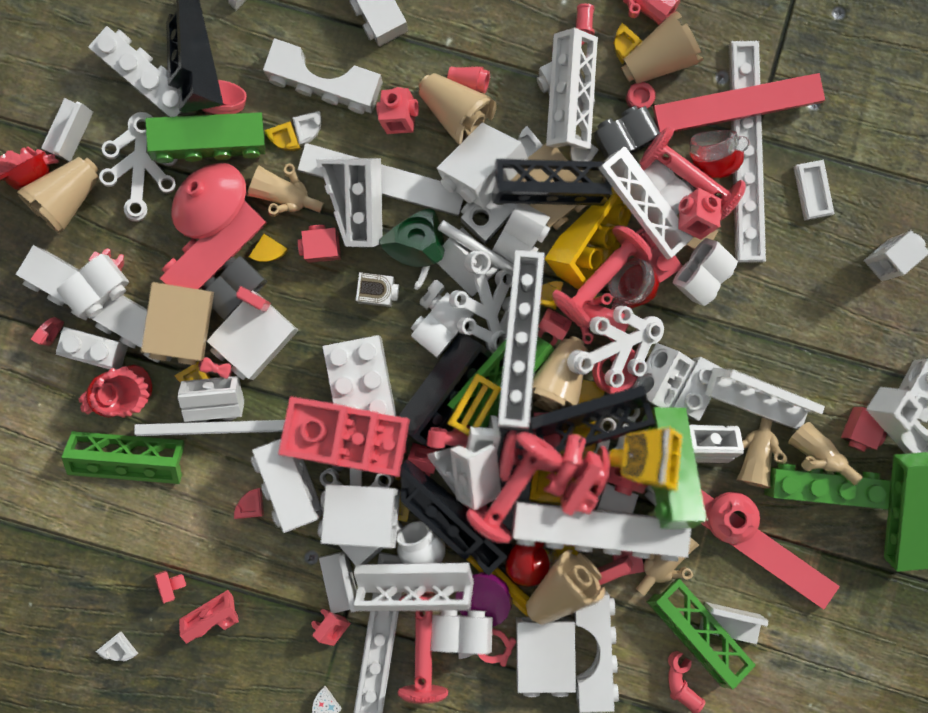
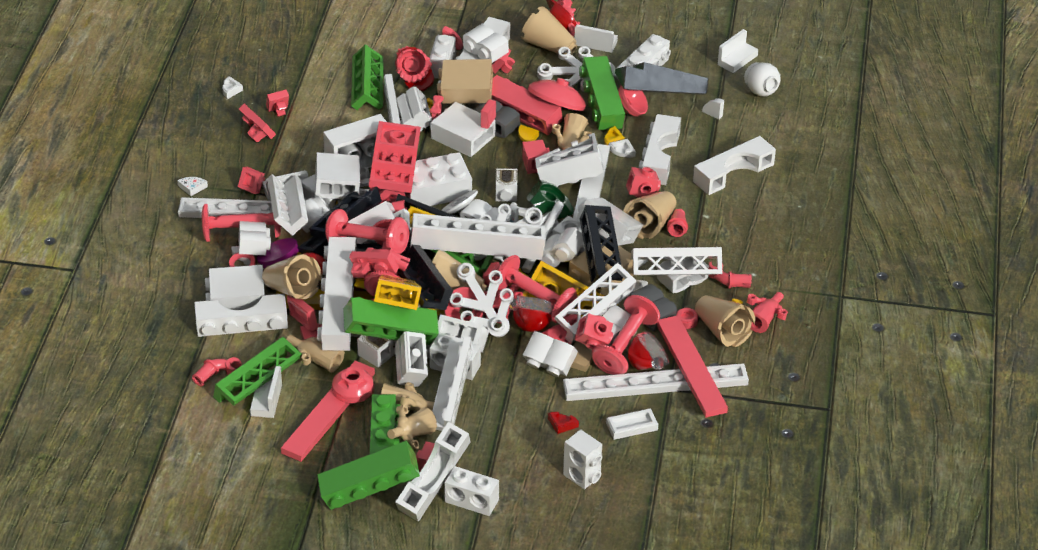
camera: 85 degrees right, 45 degrees down
(408, 355) = (460, 203): none -> white dish
(803, 271) = (561, 422): none -> red tile

